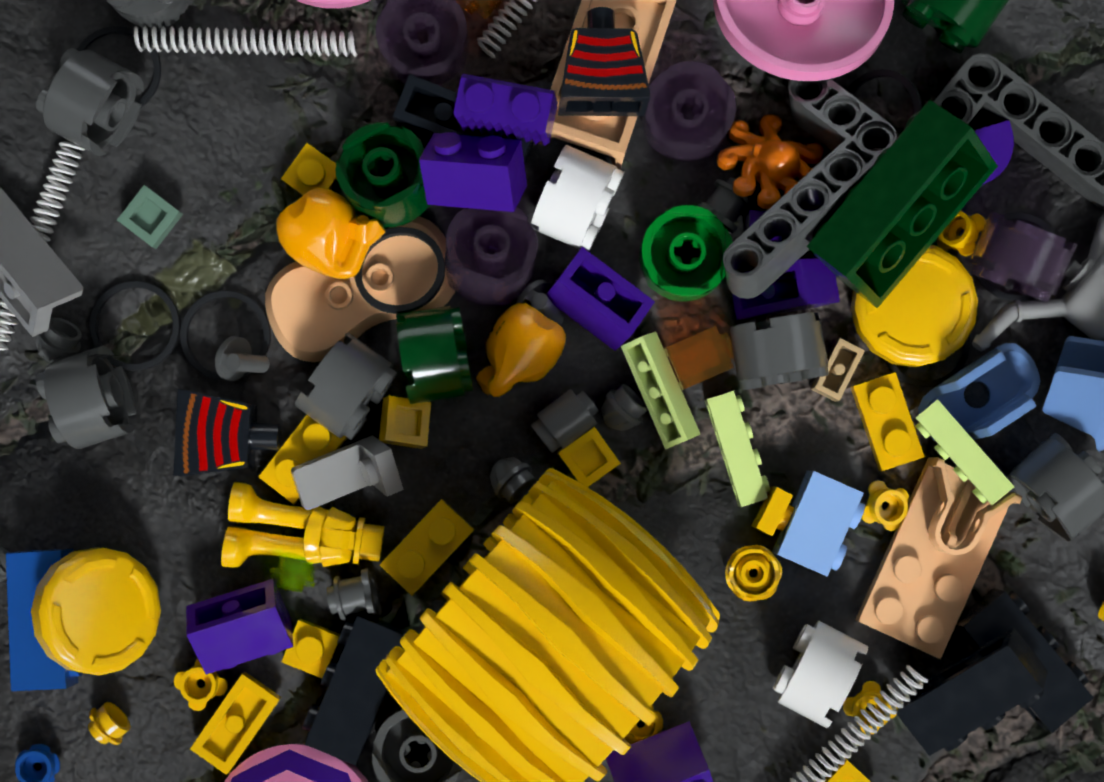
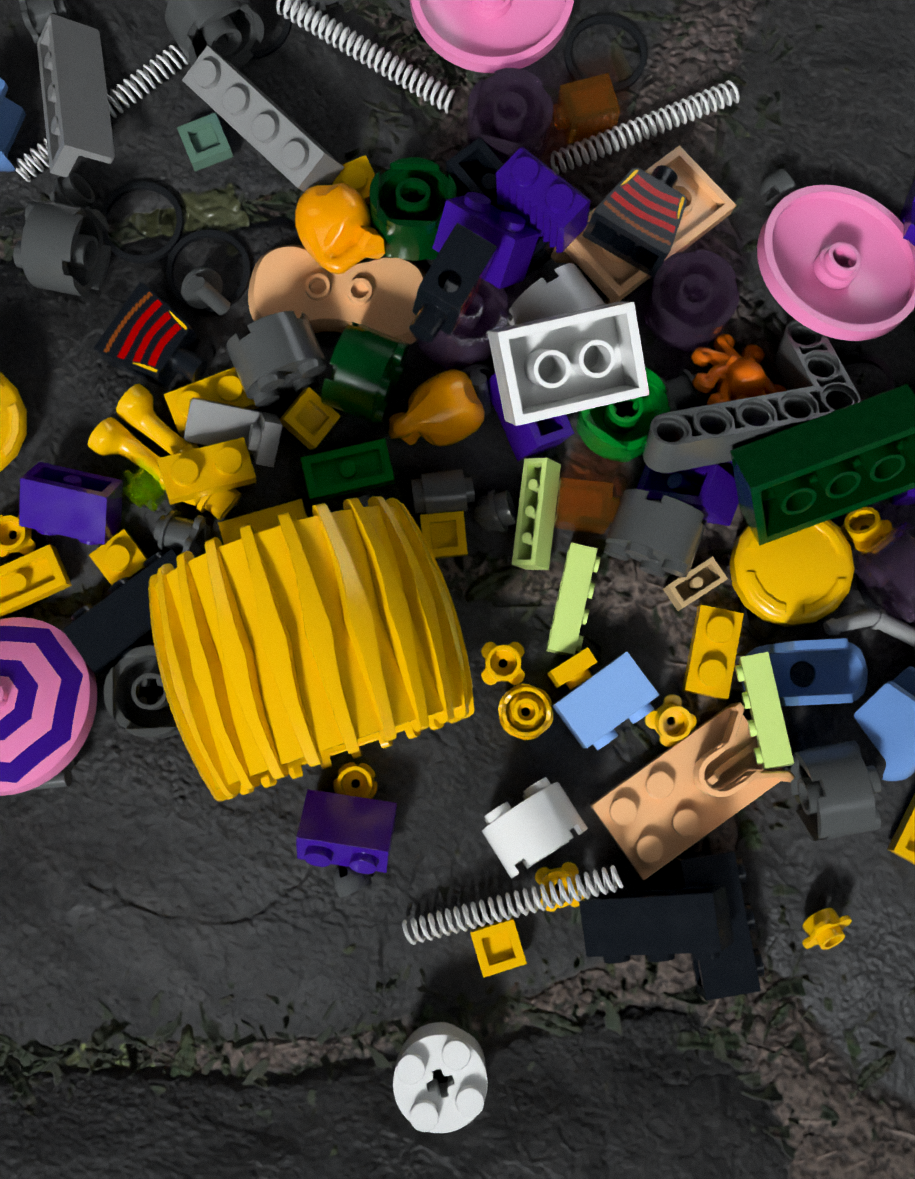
camera: 30 degrees right, 5 degrees down
(196, 172) = (261, 121): none -> light grey brick
(345, 527) = (206, 470): none -> yellow plate
(398, 309) = (377, 325): black piece -> none
(467, 448) = (347, 470): none -> green plate
(474, 229) = (451, 283): none -> black torso
(619, 251) = (568, 362): none -> white brick
(720, 542) = (493, 654): none -> yellow plate

